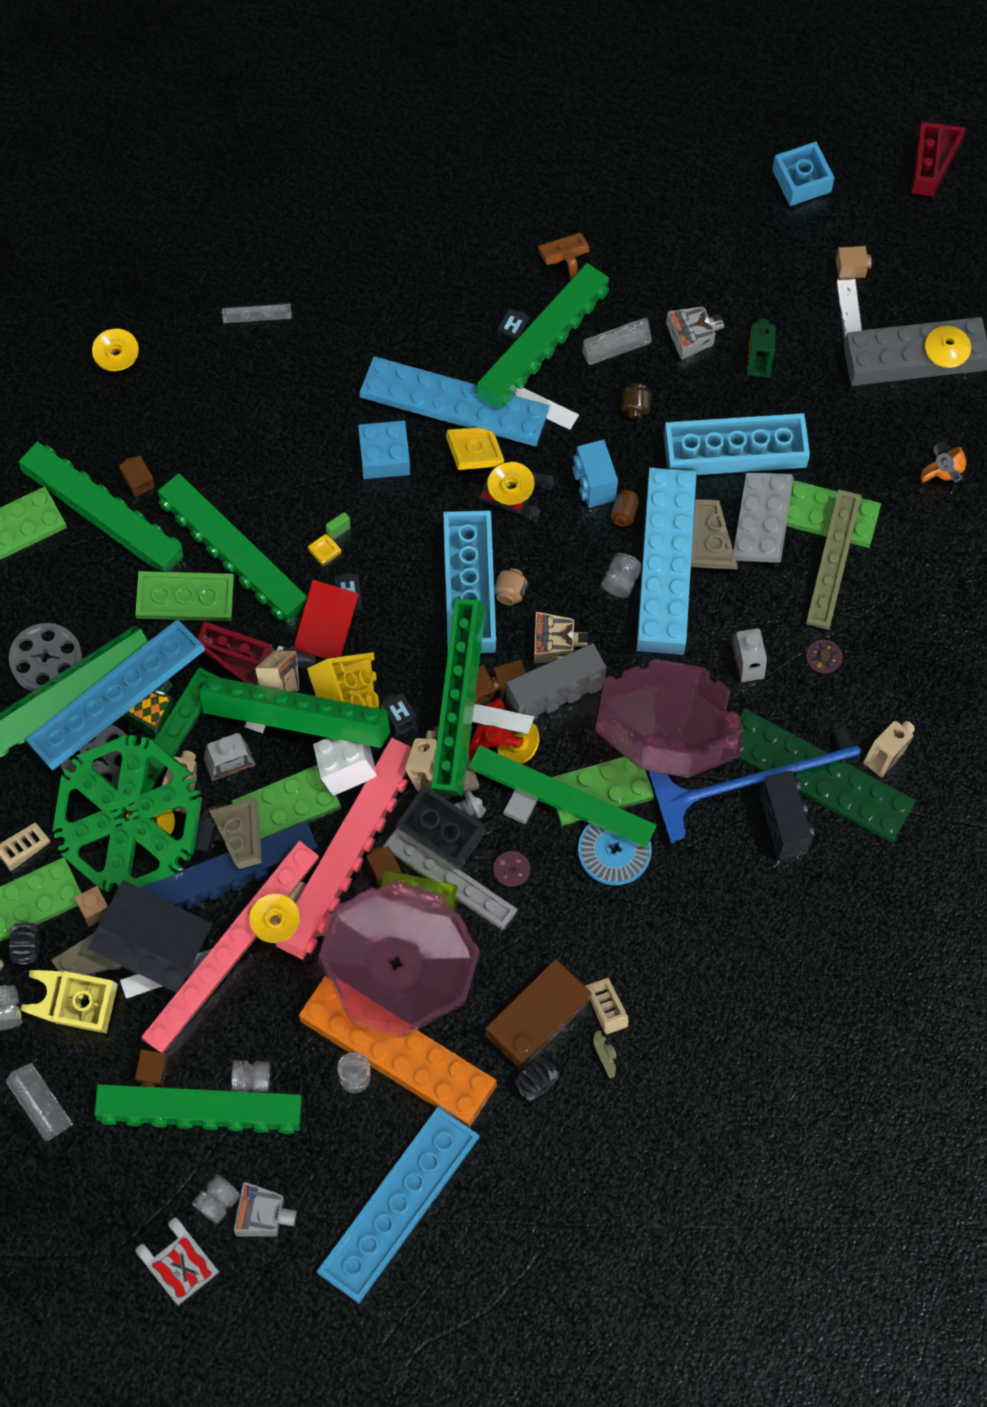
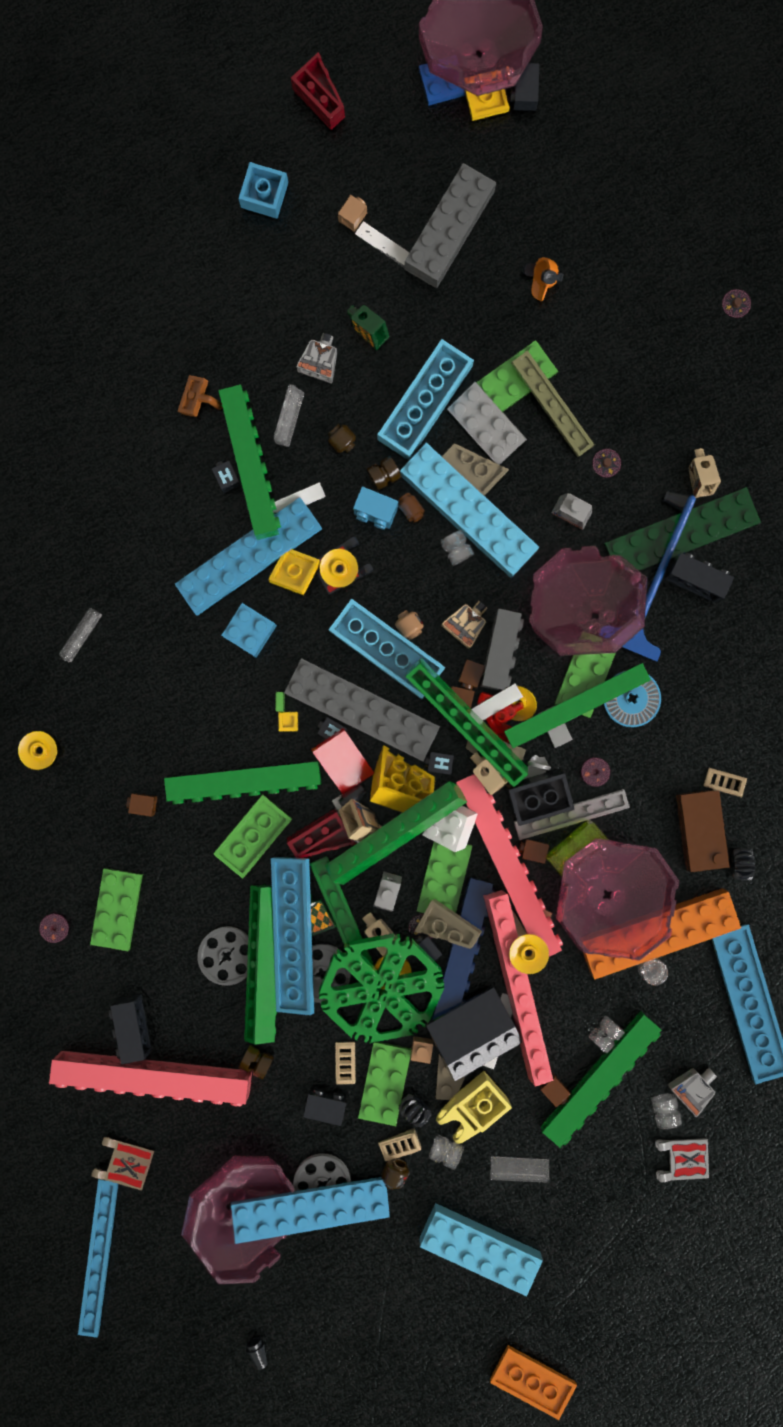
camera: 50 degrees left, 20 degrees up
(101, 508) = (147, 845): green brick -> none
(391, 604) = (362, 709): none -> dark grey brick
(606, 1054) = (756, 808): olive piece -> none
(635, 459) = (383, 473): none -> dark brown wheel
(944, 354) = (467, 212): yellow dish -> none

